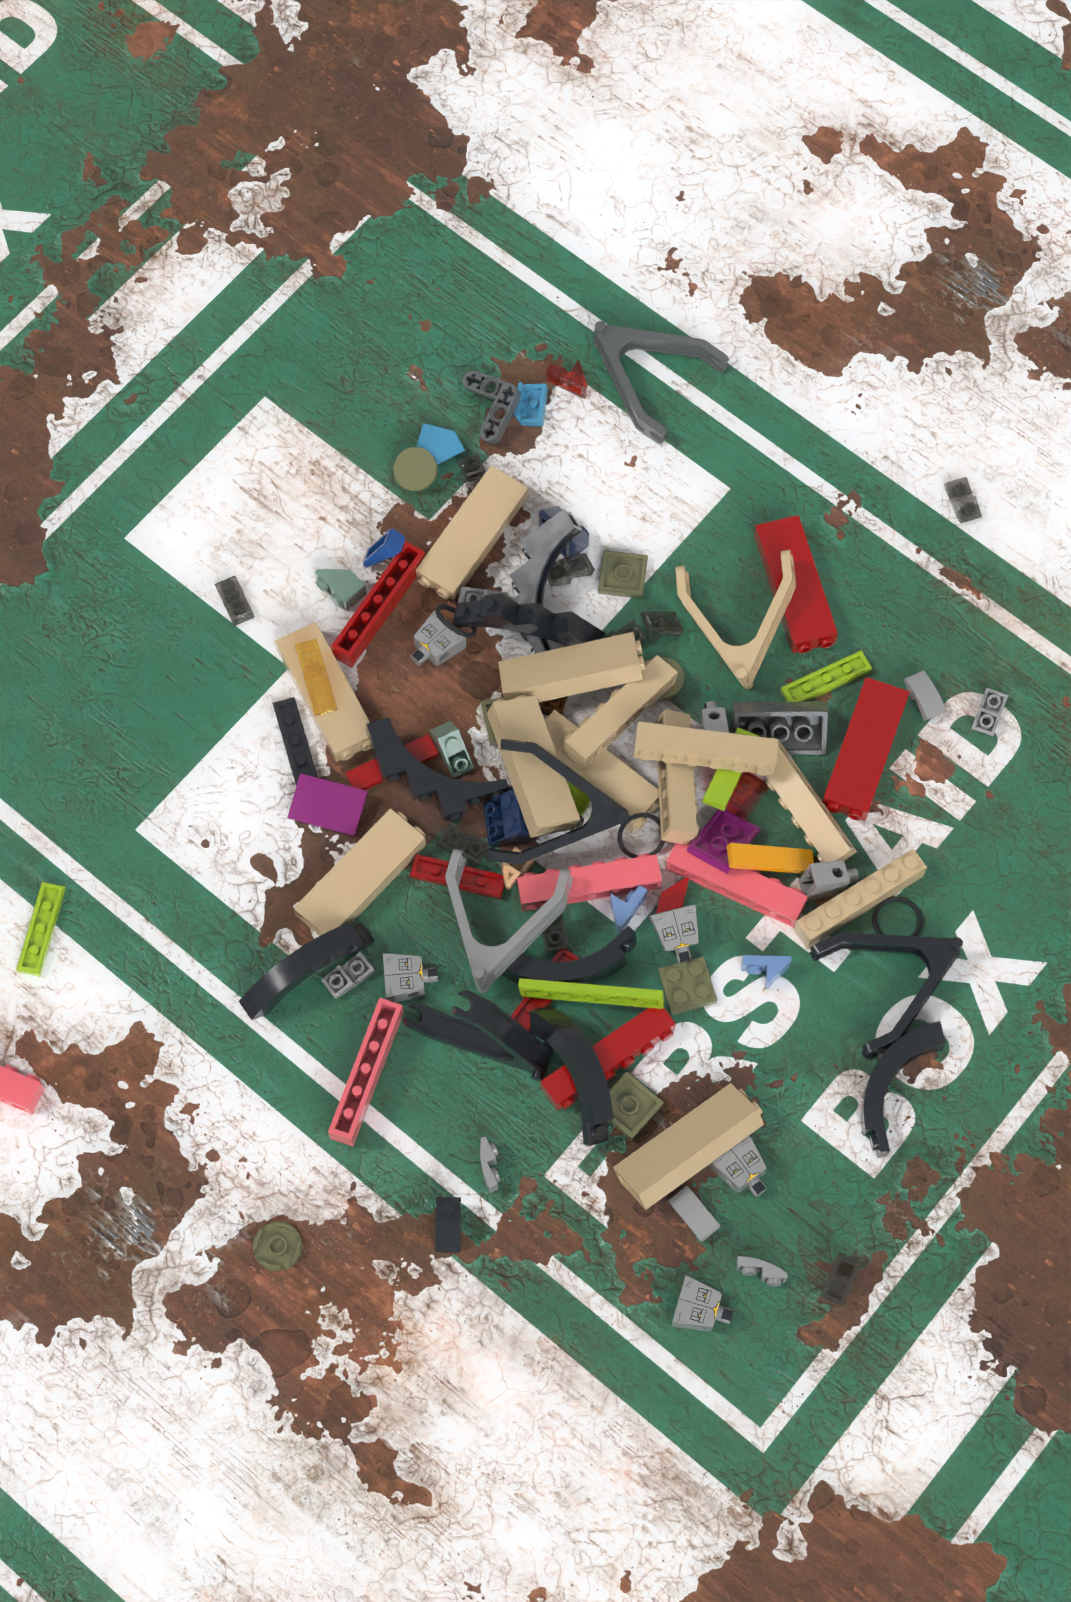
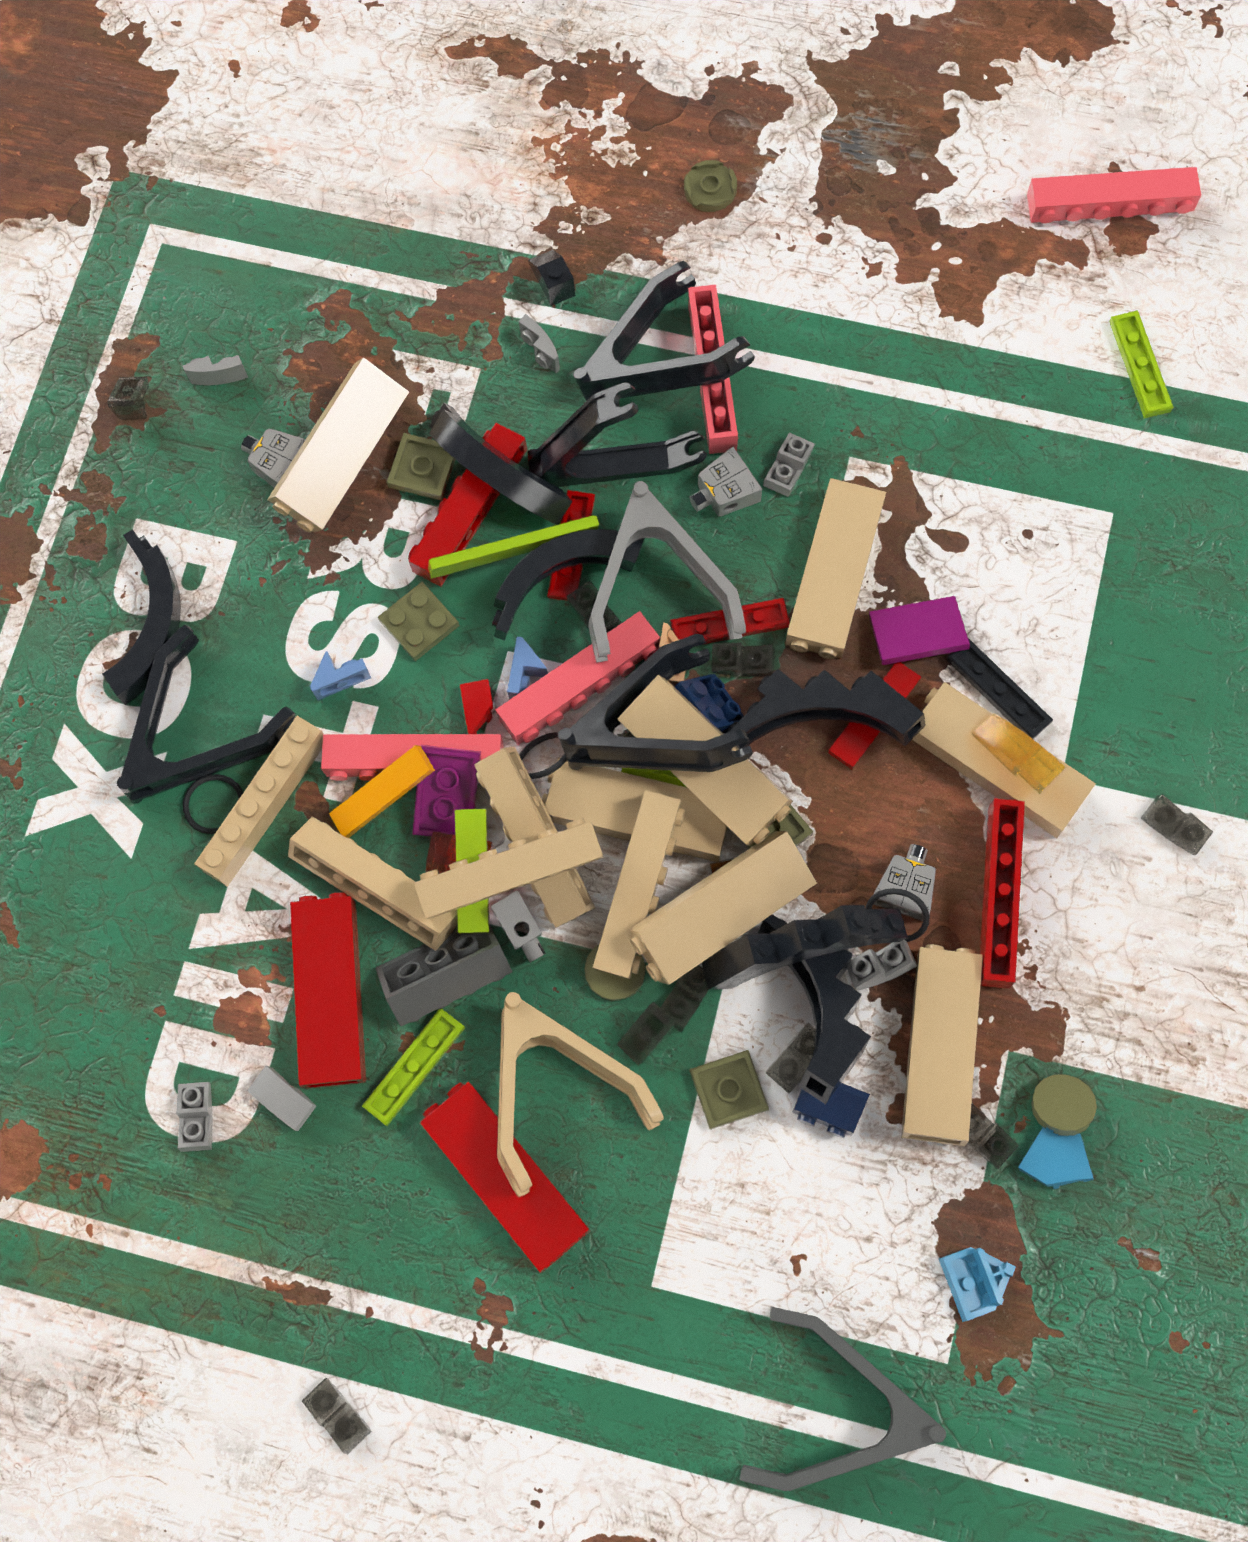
camera: 160 degrees right, 5 degrees up
(302, 964) = (830, 441): black arch -> none
(342, 585) = (1059, 900): sand green slope -> none
(384, 548) = (1036, 966): blue slope -> none
(451, 1106) = (606, 364): none -> black piece
(452, 749) = (816, 760): sand green slope -> none
(498, 397) = (1017, 1265): dark grey beam -> none
(570, 381) = (931, 1345): clear red slope -> none
(677, 930) = (456, 667): light grey torso -> none
(694, 1213) = (303, 389): light grey slope -> none
(699, 1307) = (263, 310): light grey torso -> none
(826, 879) = (308, 797): light grey torso -> none

